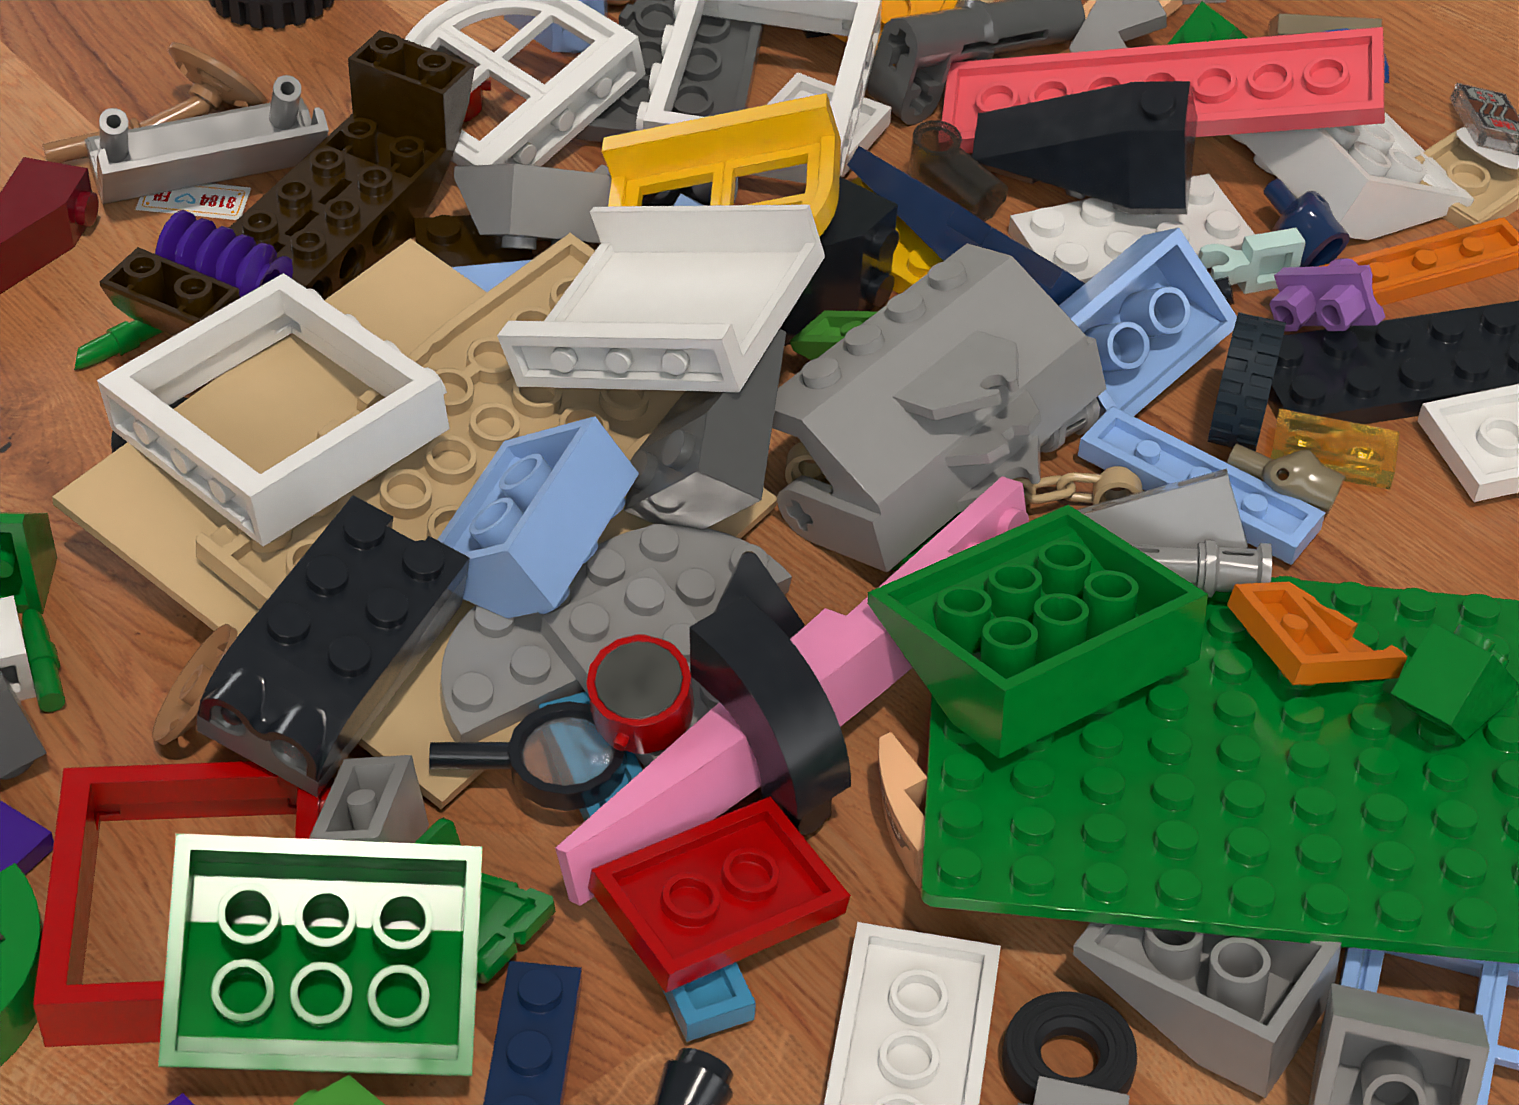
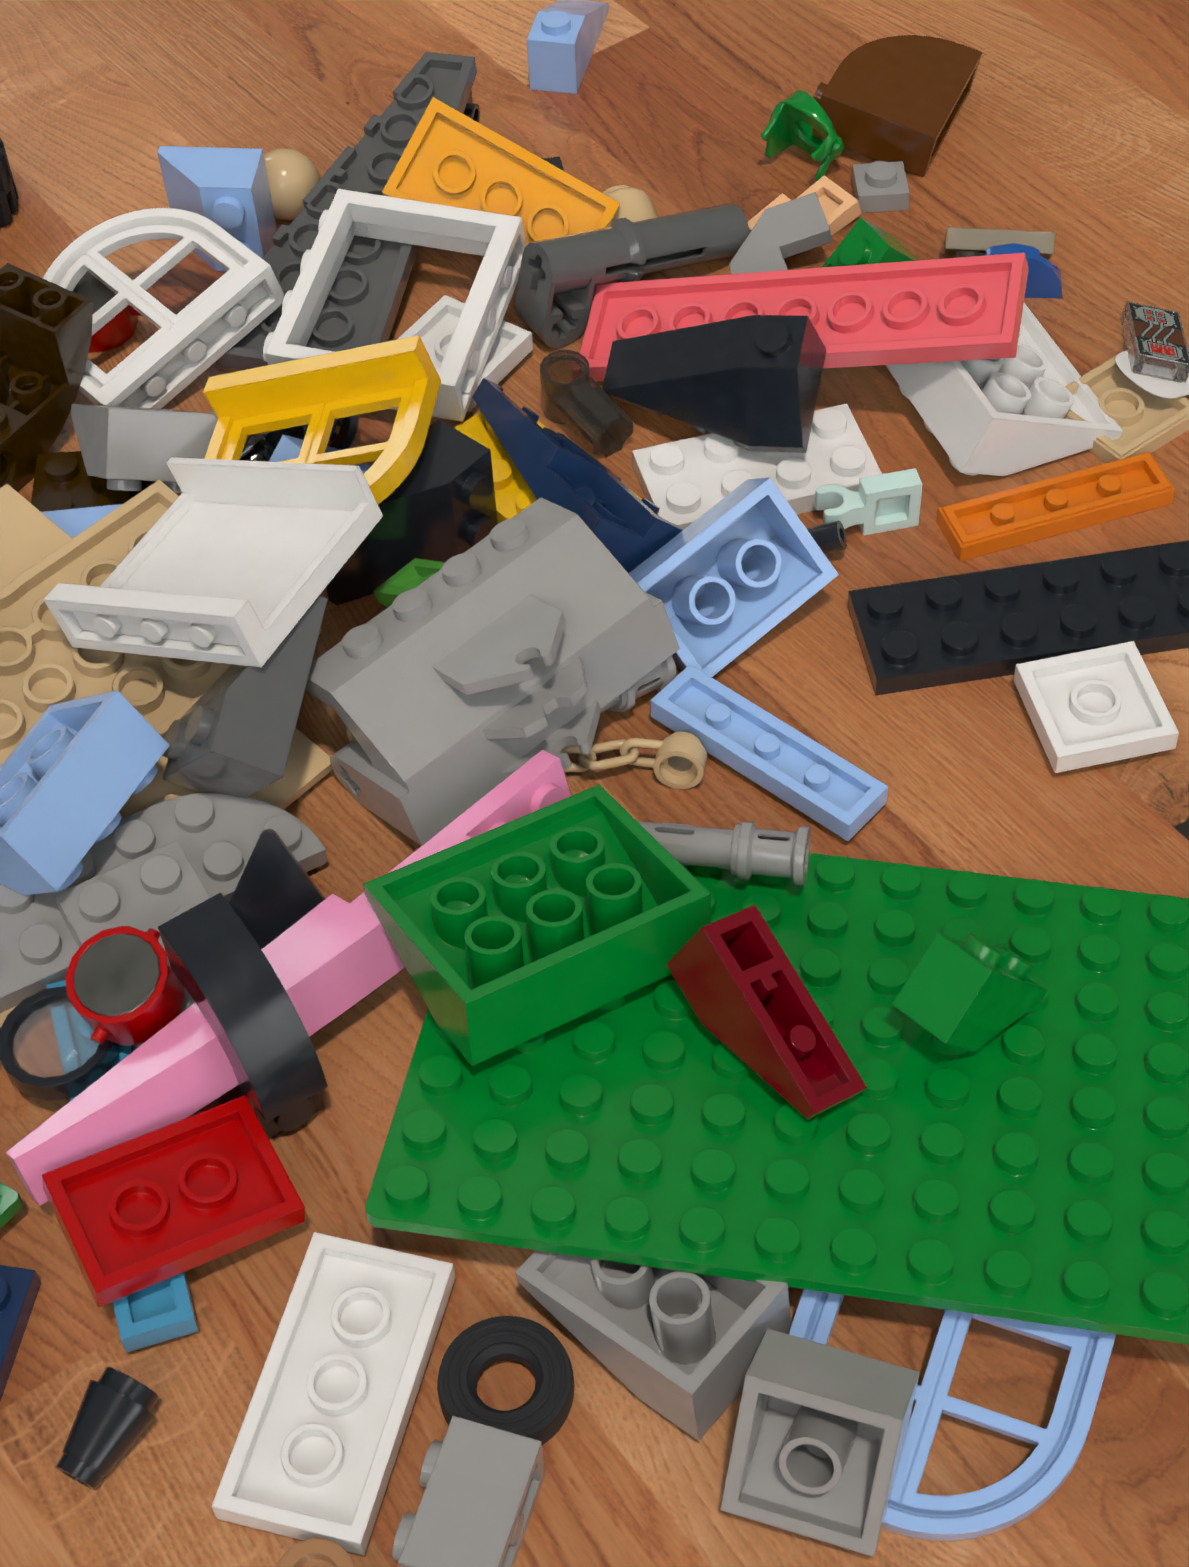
camera: 10 degrees right, 5 degrees up
(903, 803) = (381, 1086): light nougat slope -> none
(1176, 514) = (717, 792): light grey slope -> none
(1246, 381) = (825, 642): black wheel -> none
(1263, 697) = (764, 1012): none -> dark red slope
(1306, 479) = (863, 746): dark tan piece -> none
(1307, 638) = (830, 932): orange wing -> none
(1313, 220) = (938, 463): dark blue piece -> none
(1326, 296) = (932, 546): medium lavender hips -> none
(1356, 450) = (915, 713): clear yellow plate -> none

